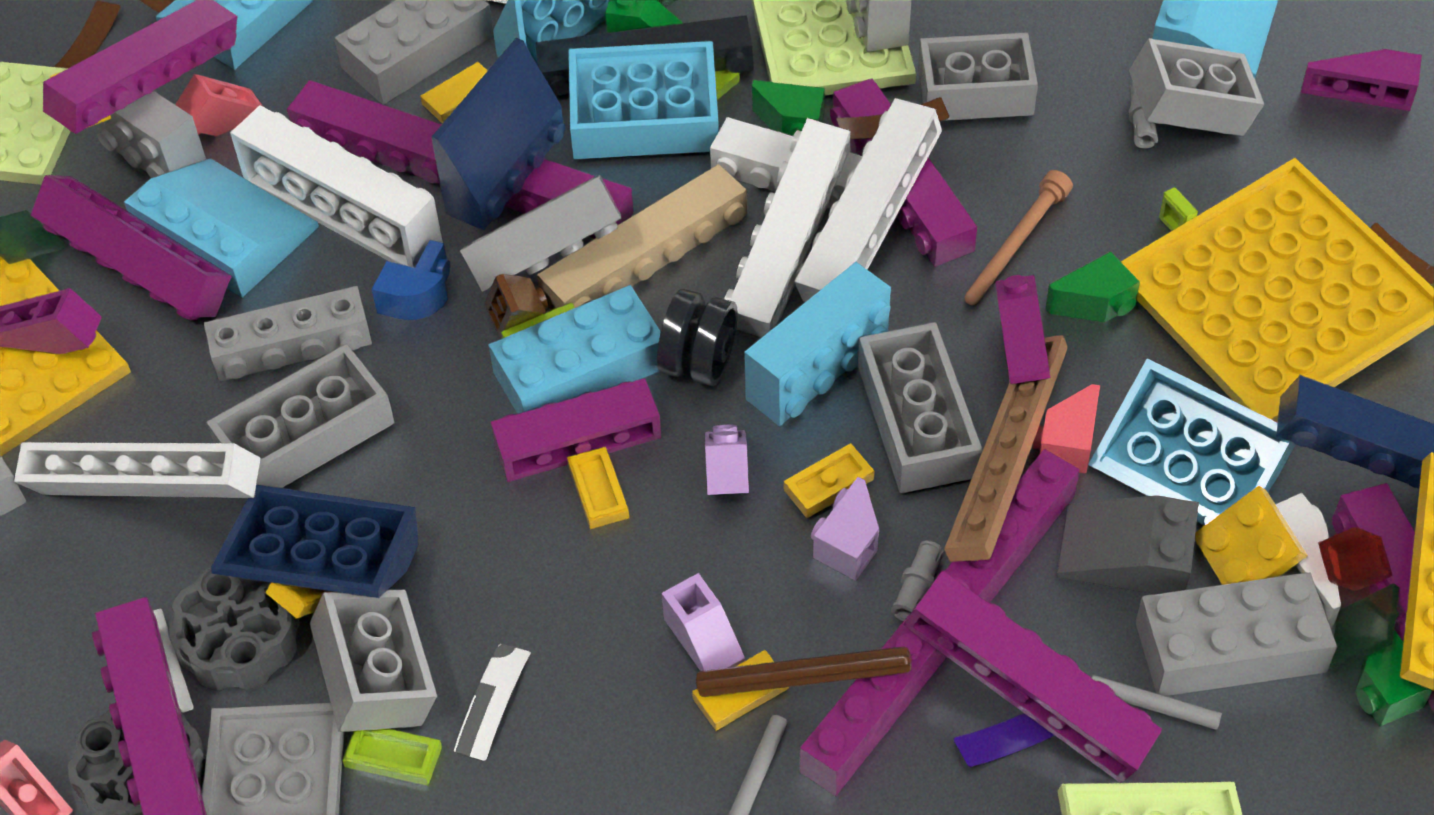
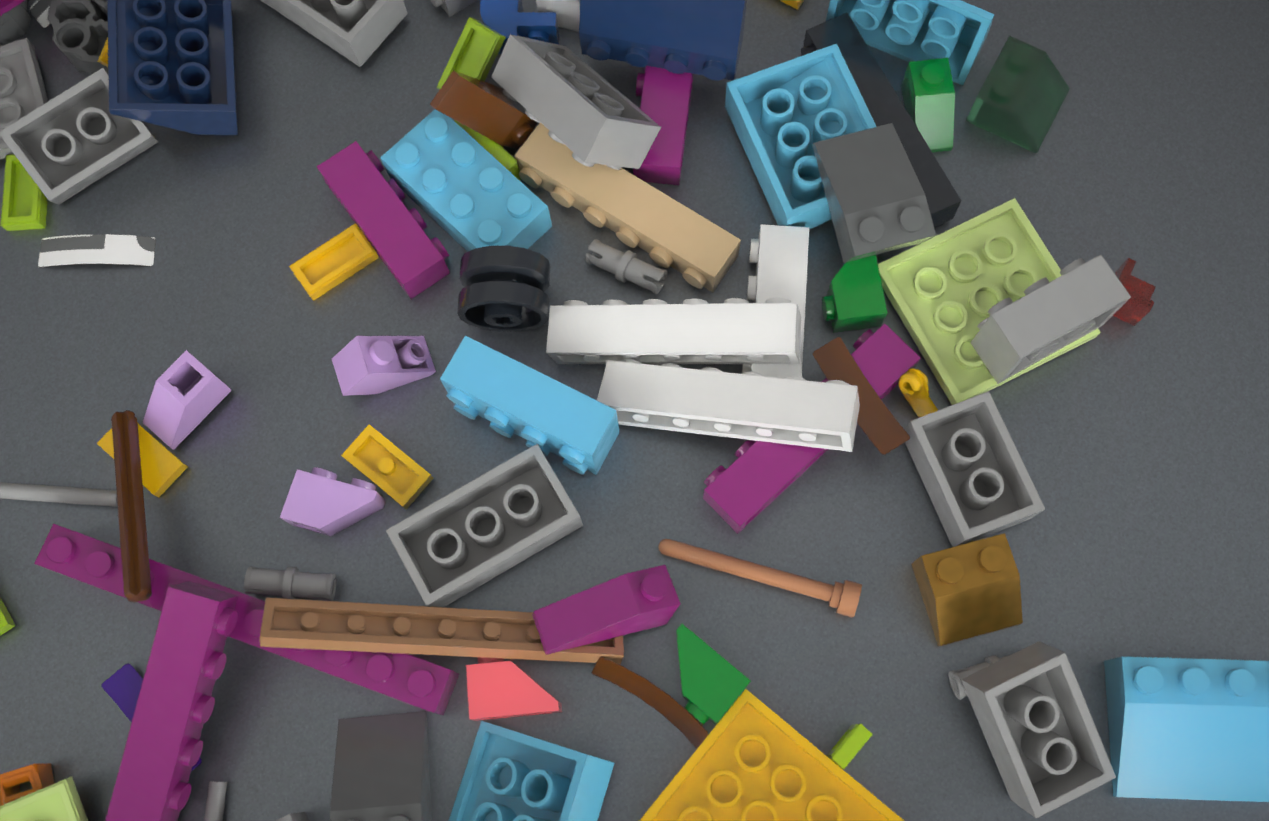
camera: 75 degrees right, 20 degrees up
(443, 322) = (474, 51): none -> lime tile
(702, 260) = (626, 266): none -> light grey pin
(726, 55) = (872, 193): none -> dark grey slope
(892, 90) = (916, 391): none -> yellow arm
(1070, 109) = (970, 589): none -> pearl gold slope
(1105, 331) = (652, 696): none -> reddish brown sticker

